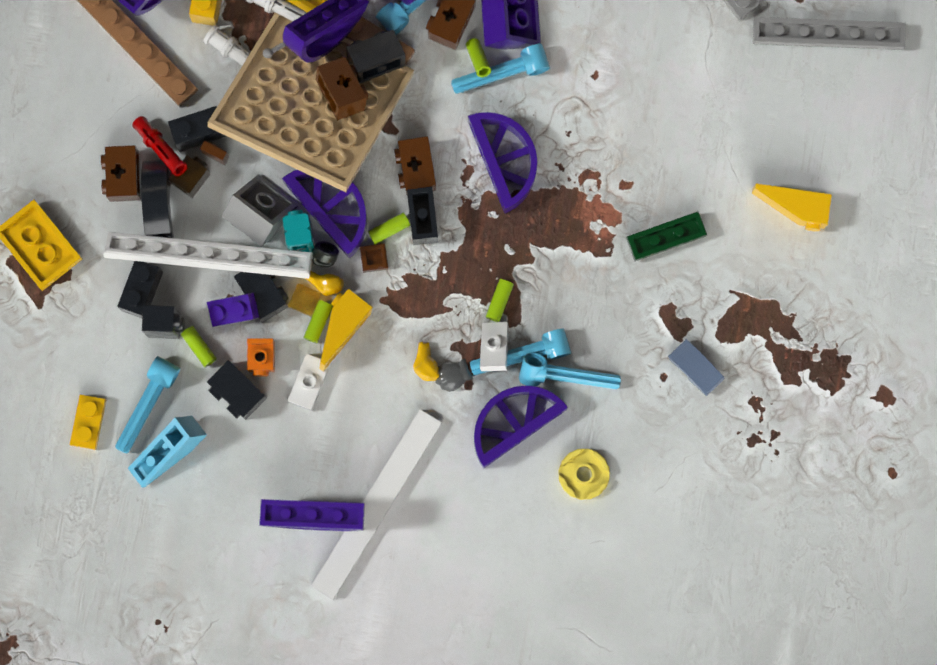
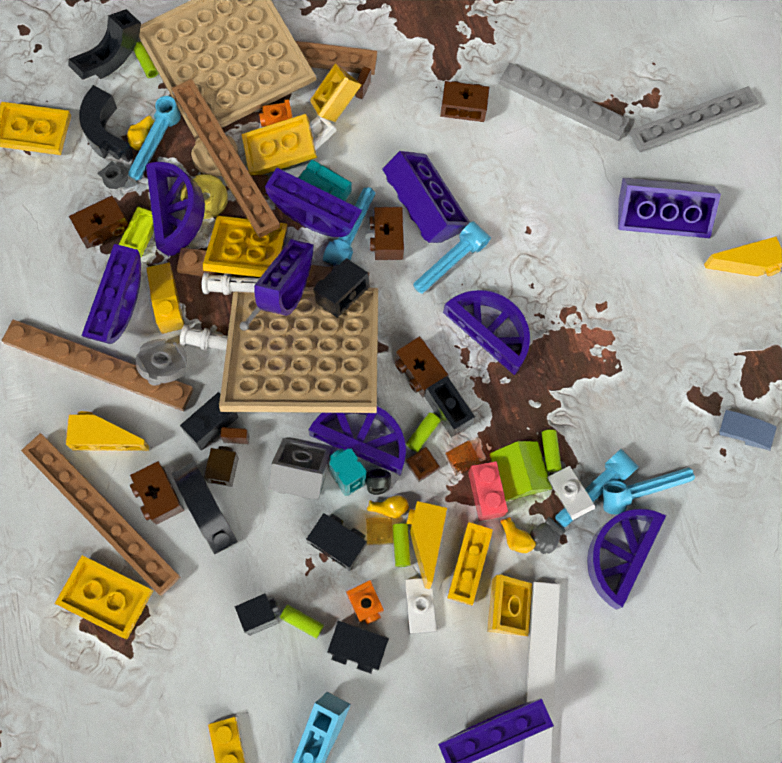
camera: 30 degrees left, 10 degrees down
(64, 168) = (101, 514): none -> medium nougat plate
(88, 91) = (93, 433): none -> yellow slope
(140, 288) = (221, 592): black brick -> none
(154, 139) = (160, 444): red pin -> none
(161, 375) = (278, 666): medium azure axle -> none
(178, 64) = (161, 372): none -> light grey plate
(208, 255) = (271, 530): white tile -> none
(232, 309) = (319, 570): dark purple plate -> none
(341, 88) = (326, 325): reddish brown brick -> none
(370, 366) = (470, 564): none -> yellow plate
(387, 420) = (509, 606): none -> yellow slope
(412, 269) = (462, 458): none -> clear orange slope
(418, 309) = (487, 491): none -> coral brick
(461, 305) = (521, 469): none -> lime slope
(478, 57) = (427, 254): lime hinge -> none
(599, 474) = (692, 574): light yellow tile -> none
(666, 236) = (660, 331): dark green plate -> none
(743, 114) = (667, 207): none -> dark purple slope

